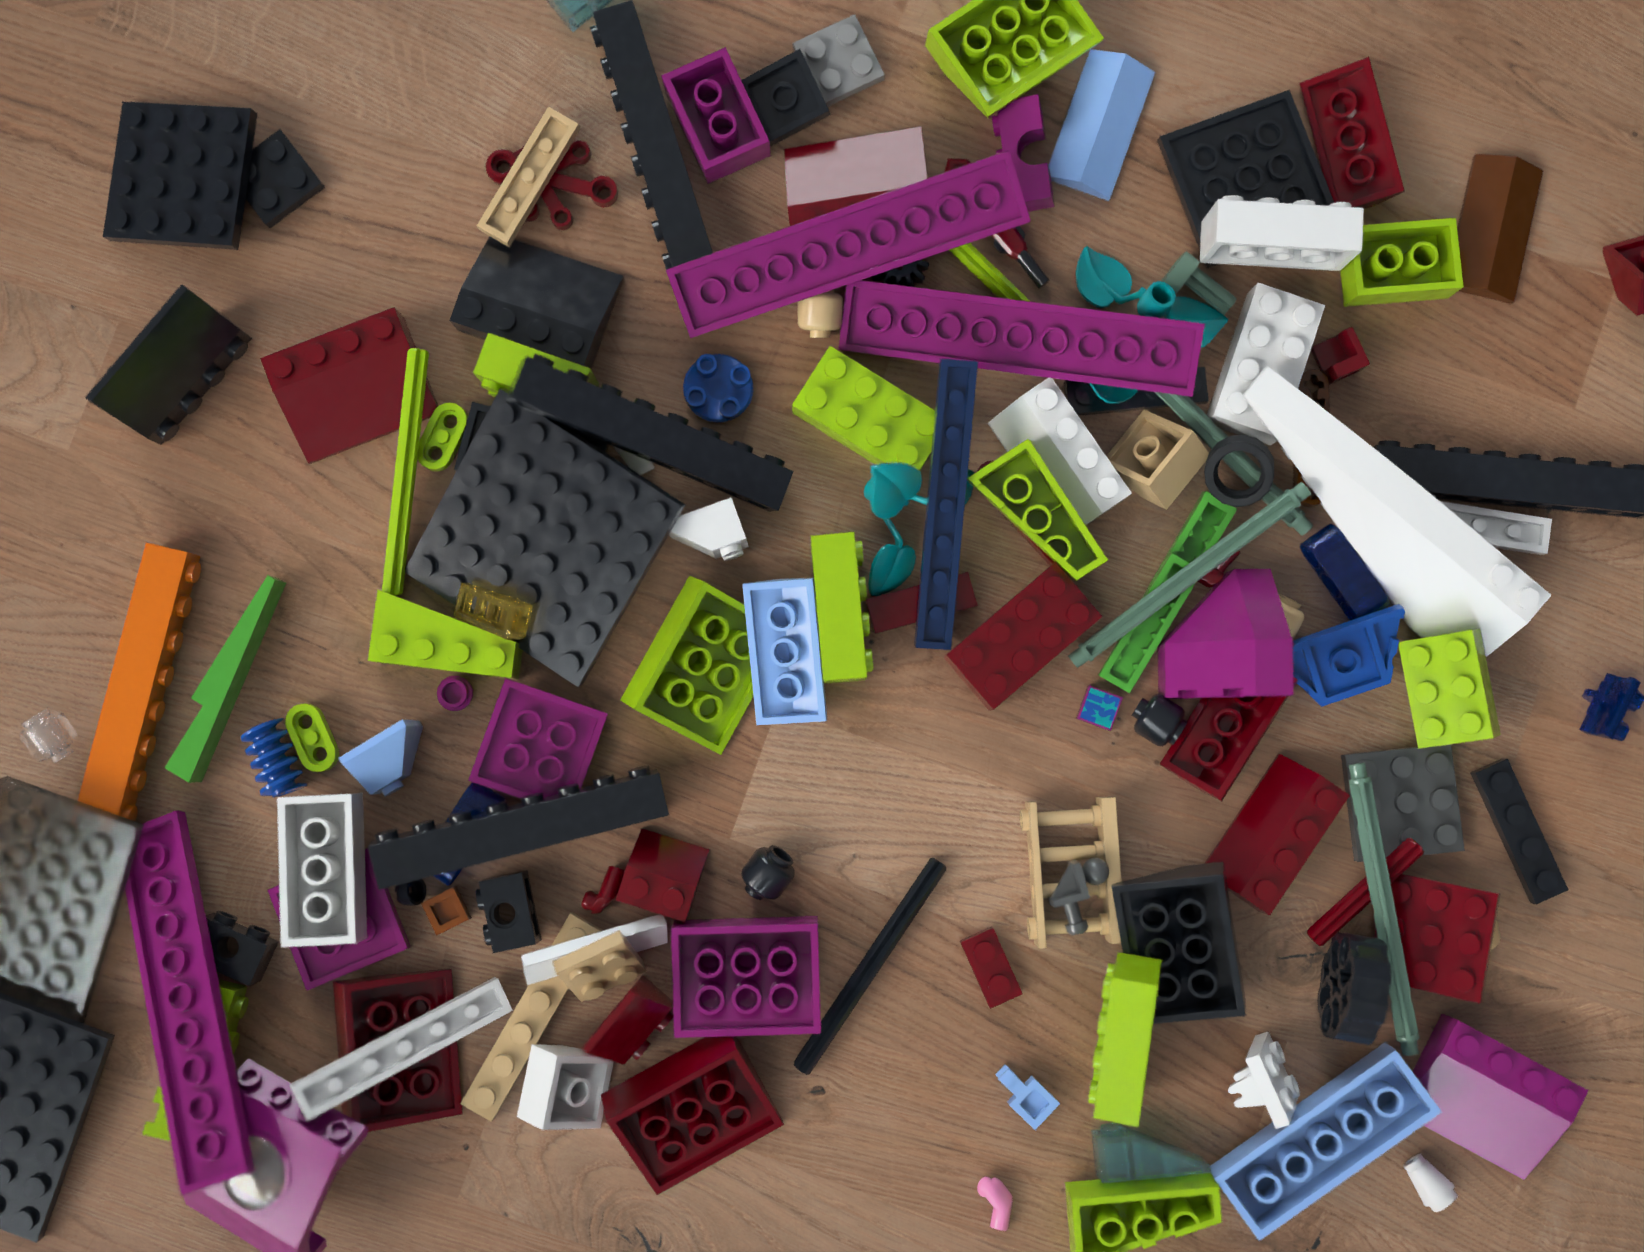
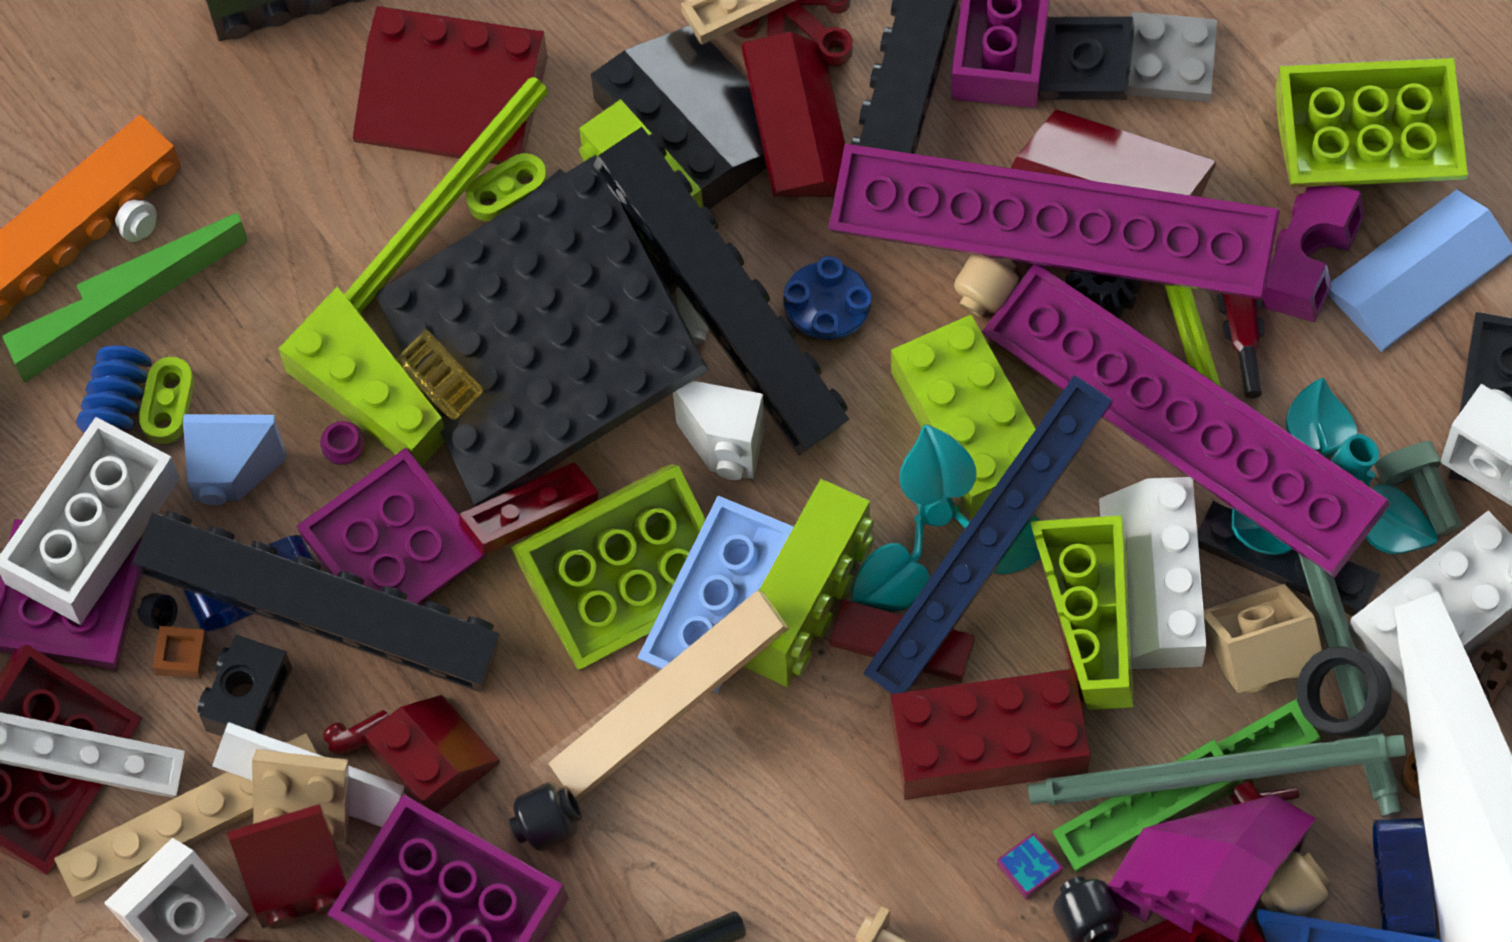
camera: 40 degrees right, 20 degrees down
(197, 619) = (136, 220): none -> white plate
(610, 262) = (795, 114): none -> dark red slope
(616, 667) = (528, 508): none -> dark red plate
(803, 746) = (668, 695): none -> tan tile

